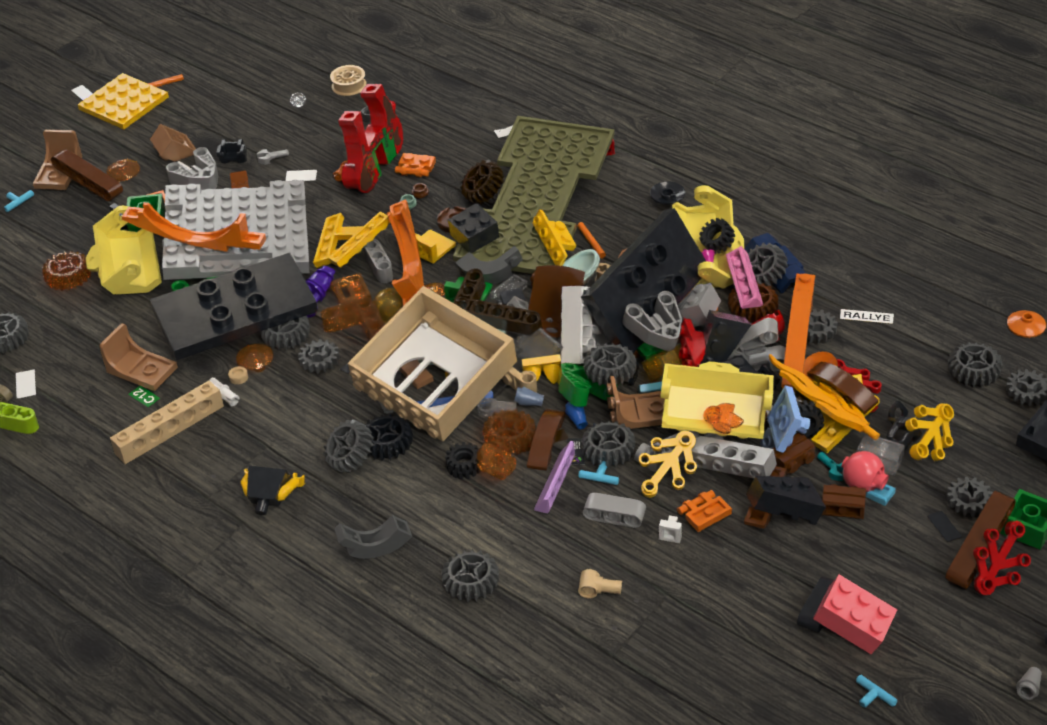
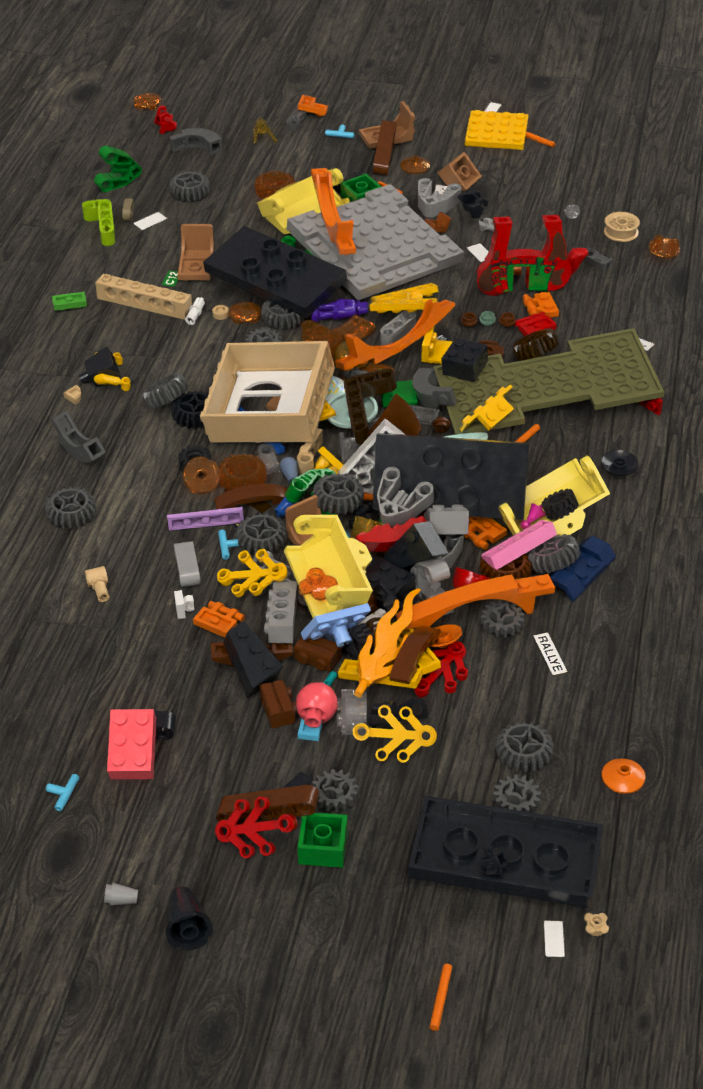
camera: 60 degrees right, 0 degrees up
(117, 485) = (69, 301): none -> bright green plate
(280, 527) = (73, 395): none -> tan tile
(398, 68) = (664, 246): none -> clear orange dish
(443, 176) = (535, 323): none -> red plate

